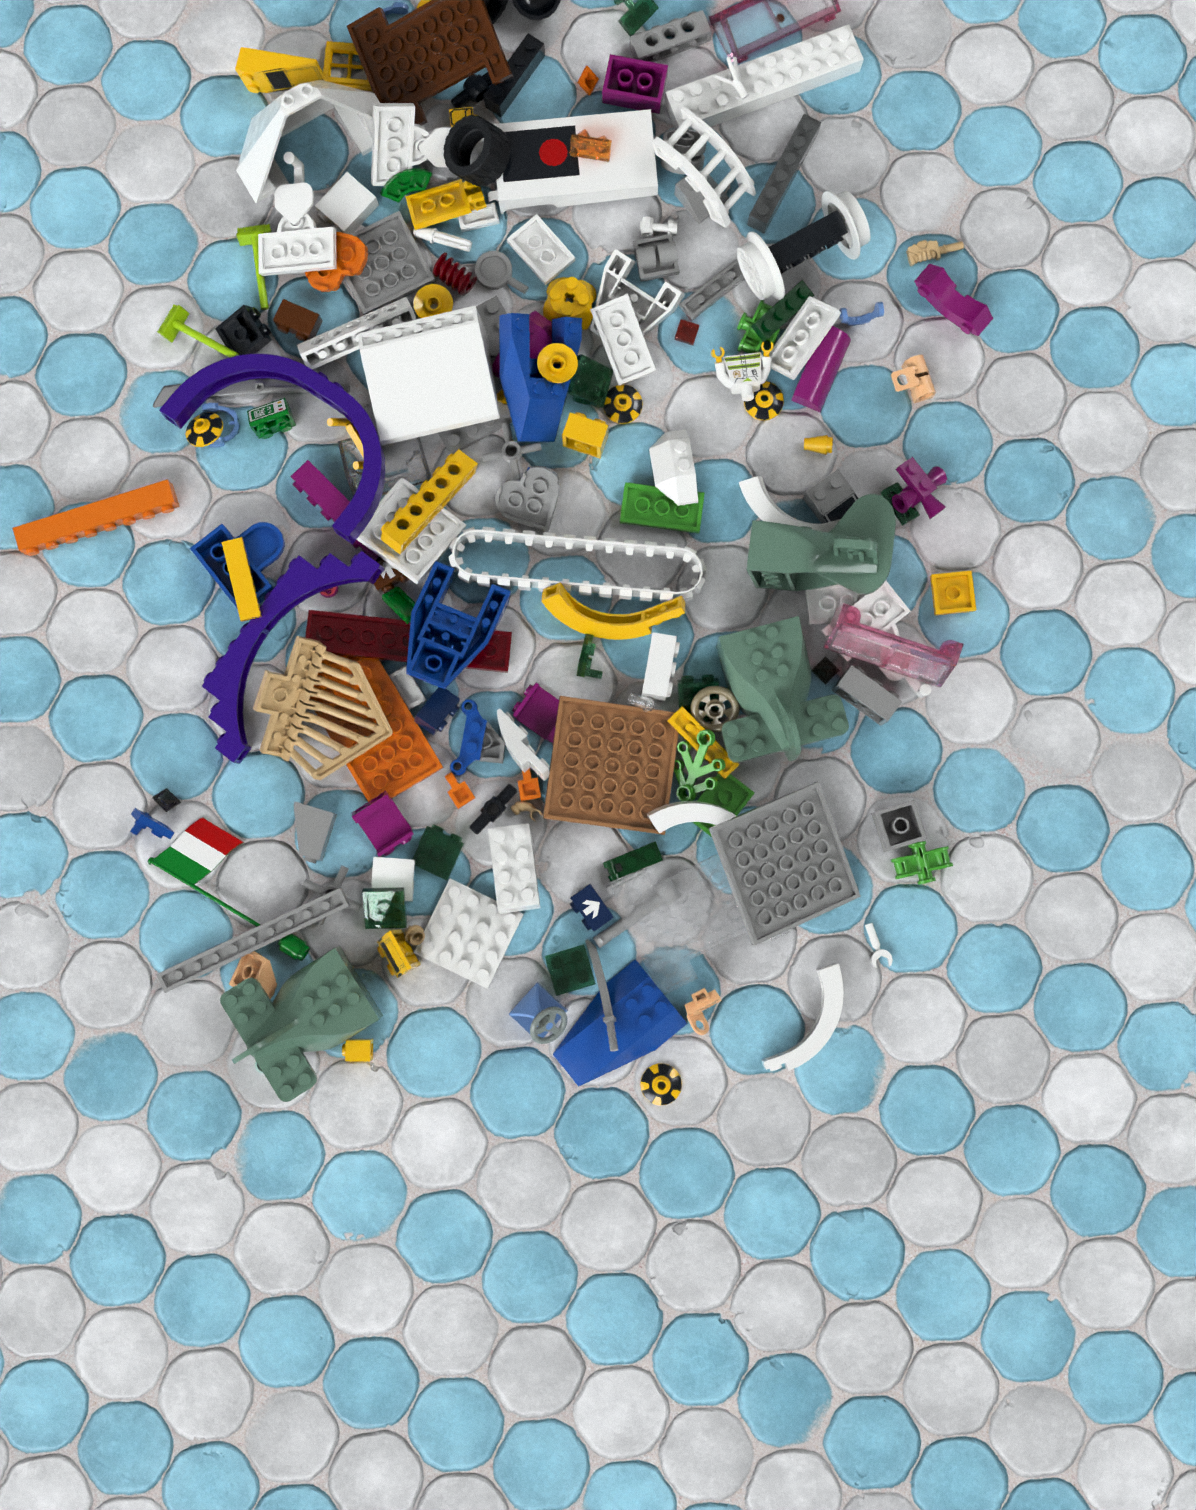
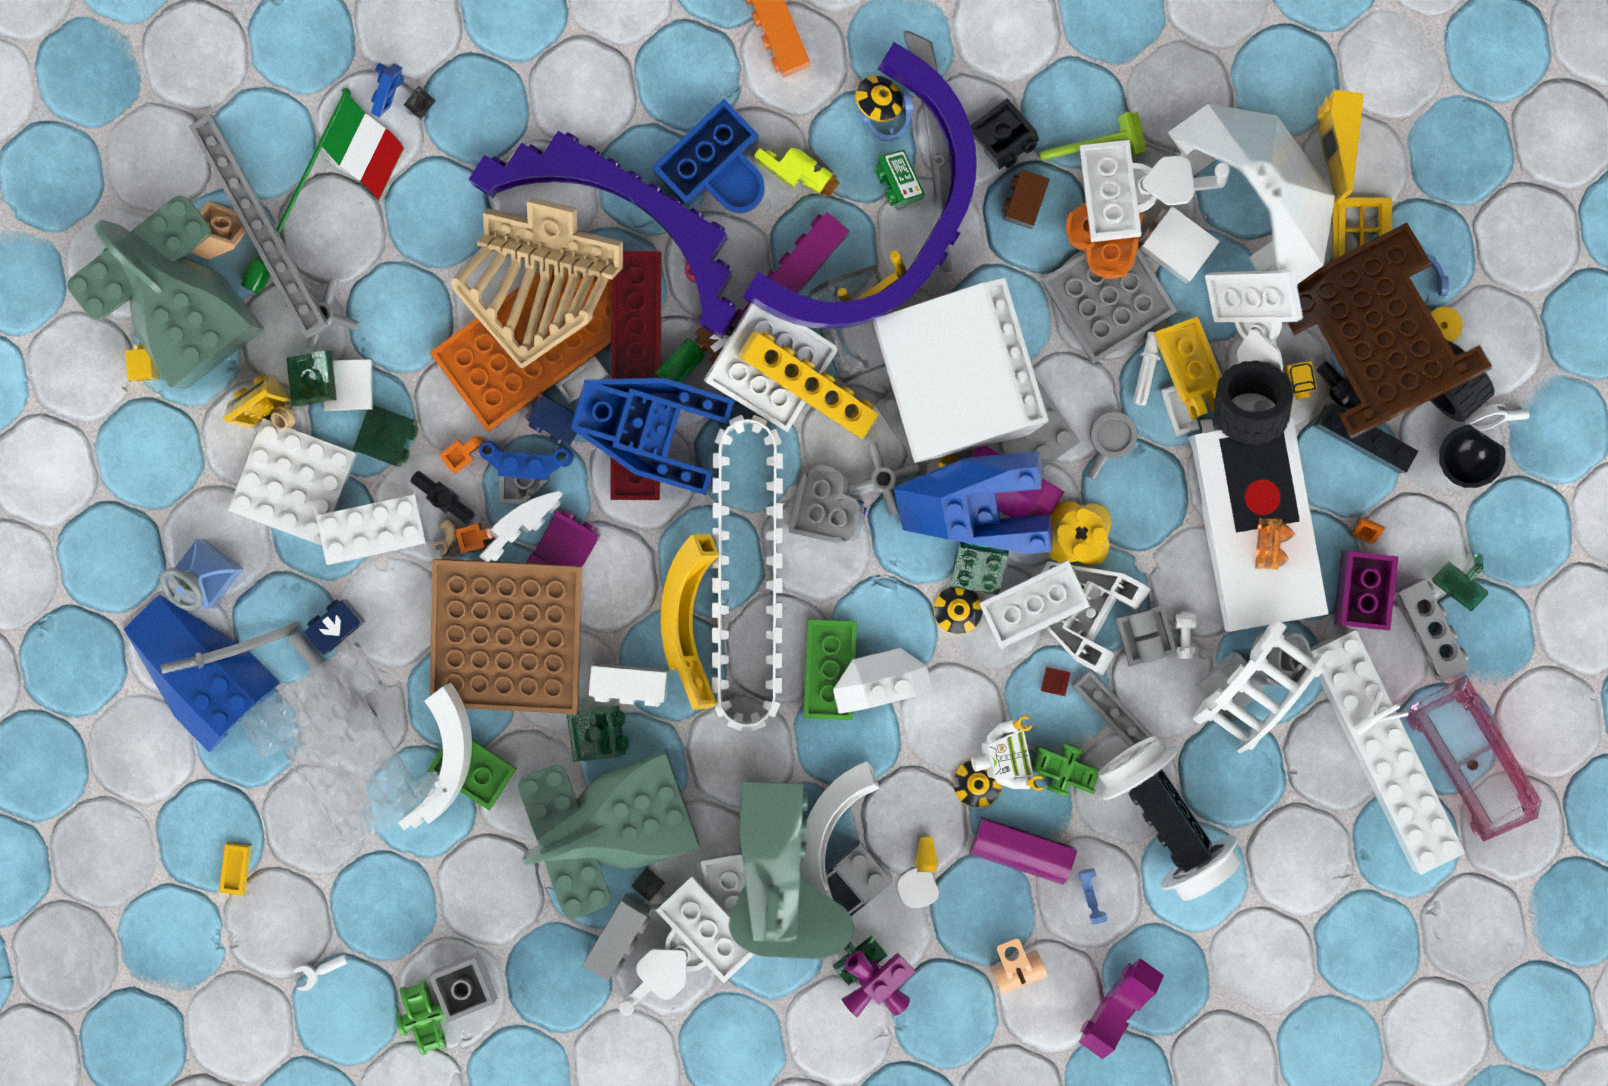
camera: 85 degrees right, 5 degrees up
(175, 323) = (1008, 46): lime piece -> none
(241, 579) = (689, 166): yellow tile -> none
(252, 497) = (800, 166): none -> neon yellow plate
(313, 830) = (398, 283): light grey slope -> none
(344, 338) = (1008, 261): white brick -> none
(383, 823) = (412, 367): magenta panel -> none
(406, 182) = (1213, 315): green tile -> none
(431, 295) = (1071, 355): yellow dish -> none
(453, 276) = (1100, 386): dark red piece -> none
(541, 249) = (1143, 491): white plate -> none
(558, 354) = (1002, 529): yellow dish -> none
(570, 970) = (258, 606): clear green plate -> none
(584, 665) = (625, 593): clear green plate -> none
(585, 434) = (909, 568): yellow brick -> none
(633, 861) = (395, 671): dark green plate -> none
(641, 701) = (583, 667): clear pin -> none
(656, 1074) = (146, 724): dish -> none
(689, 728) = (543, 742): yellow tile -> none
(694, 768) = (511, 736): bright green plant -> none
(701, 1001) = (222, 760): light nougat piece -> none
(704, 696) = (577, 755): dark tan plate -> none
(782, 311) = (1087, 798): dark green plate -> none
(784, 173) = (1267, 786): dark grey brick -> none
(784, 863) = (403, 854): light grey plate -> none
(786, 1010) = (235, 868): none -> yellow tile
(802, 337) = (1056, 825): white plate -> none
(824, 1026) = (216, 913): white arch -> none
(845, 455) = (917, 889): none -> white sticker
(889, 650) = (679, 908): windscreen -> none
(930, 250) = (1186, 975): tan piece -> none
(953, 593) = (755, 1032): yellow plate -> none

